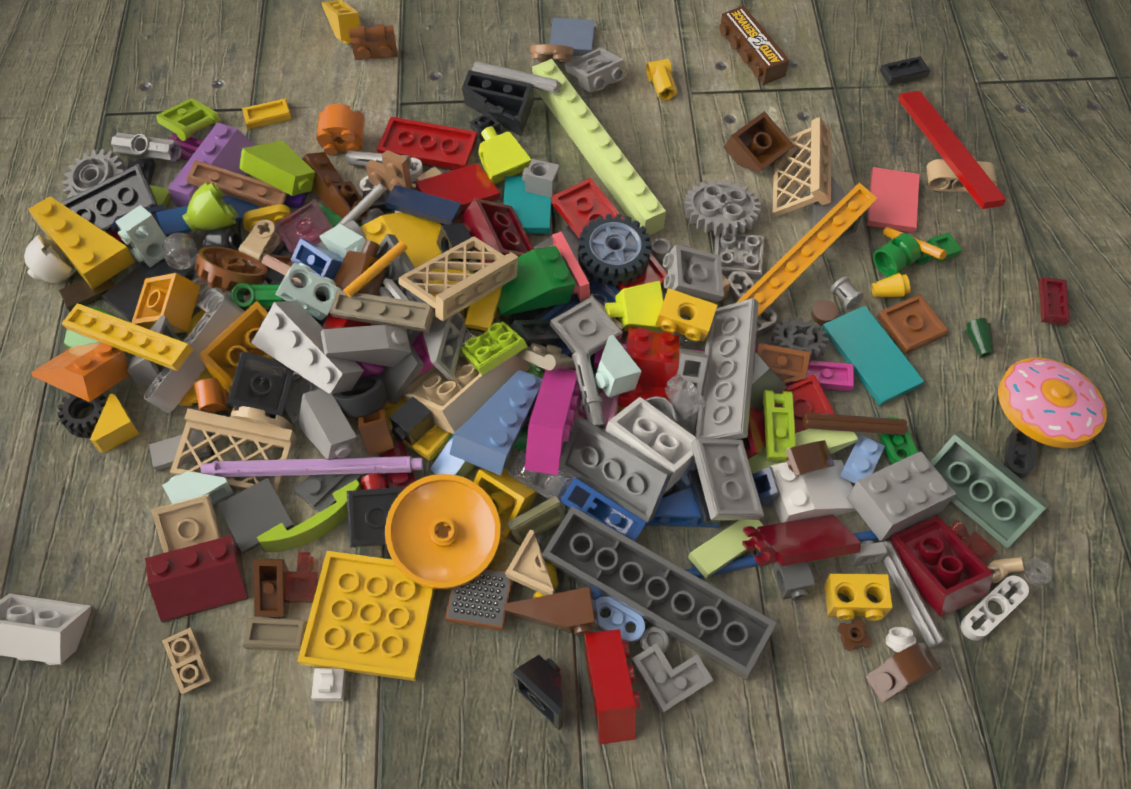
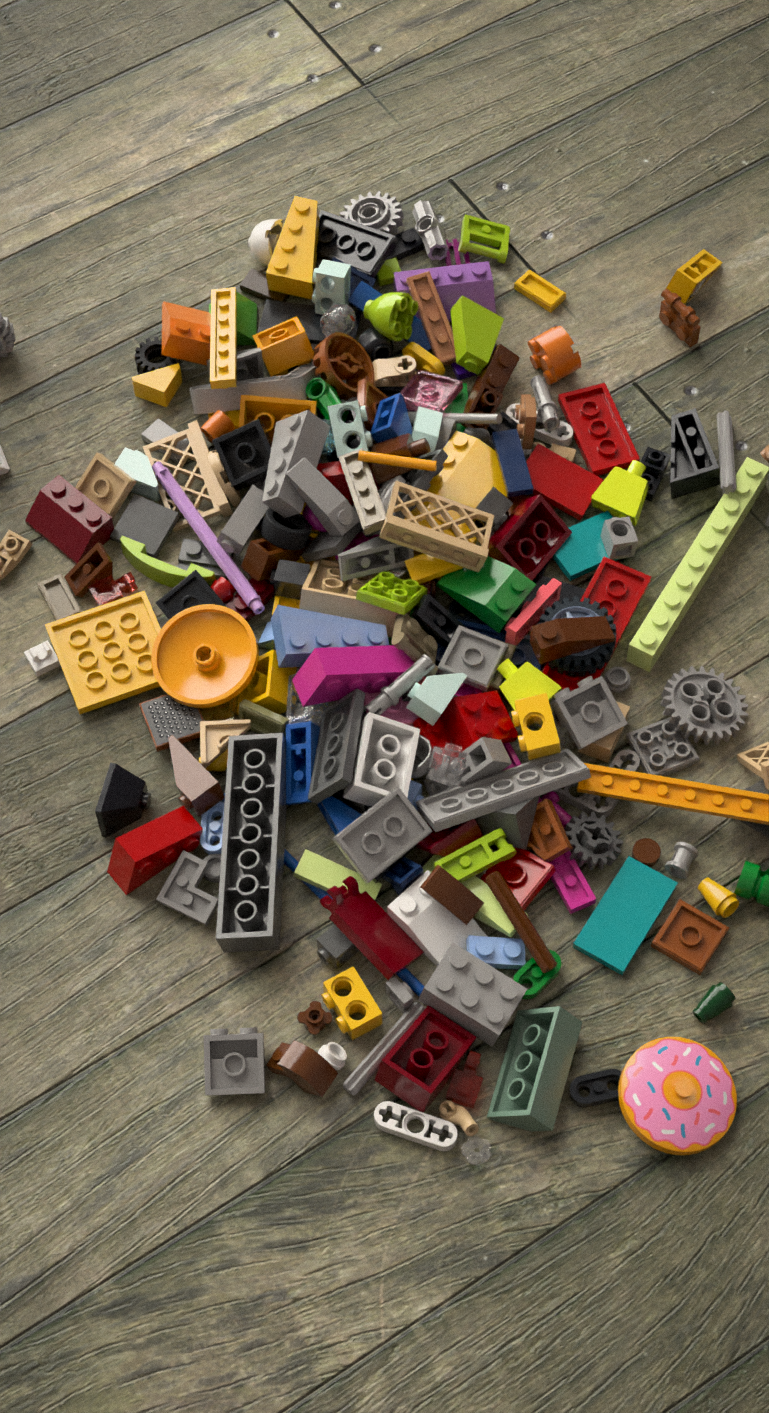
camera: 60 degrees right, 0 degrees up
(622, 250) = (569, 636): none -> reddish brown slope
(870, 727) = (234, 1062): none -> light grey plate

